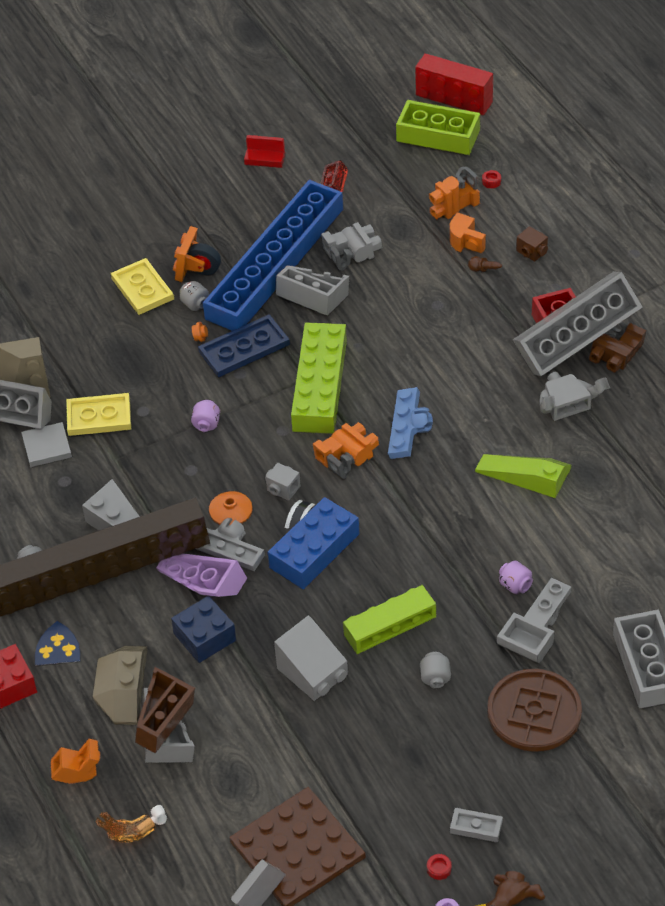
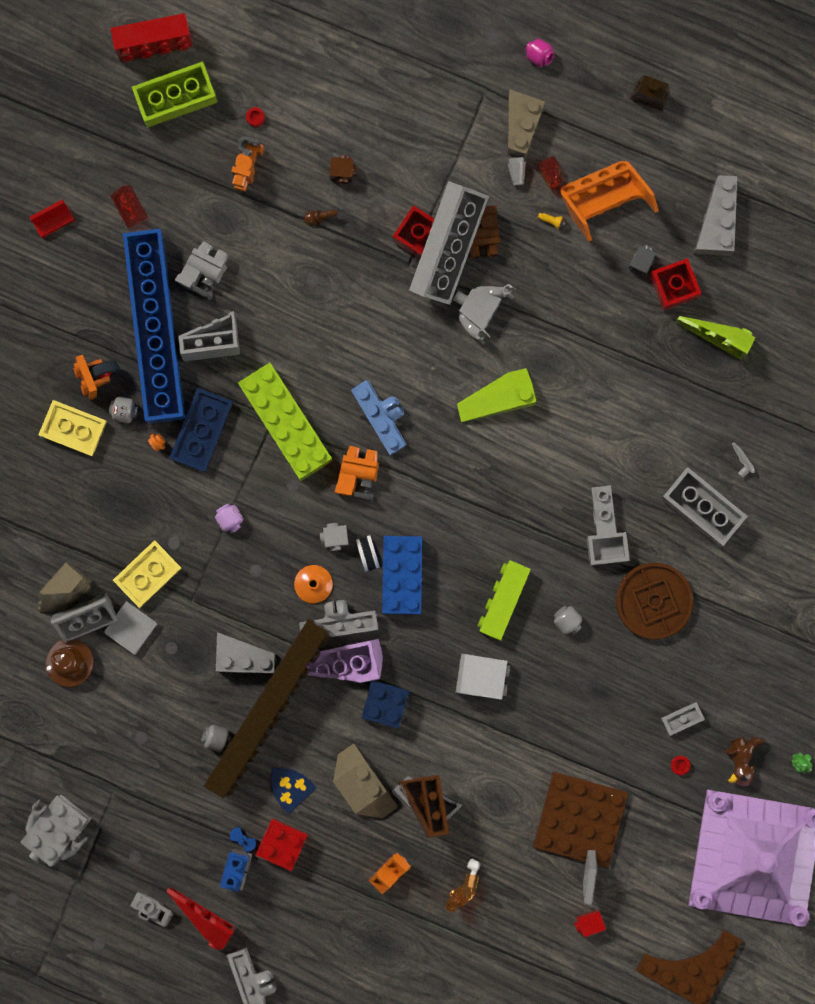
camera: 40 degrees left, 35 degrees up
(464, 234) = (279, 199): orange brick -> none
(515, 577) = (563, 500): lavender head -> none

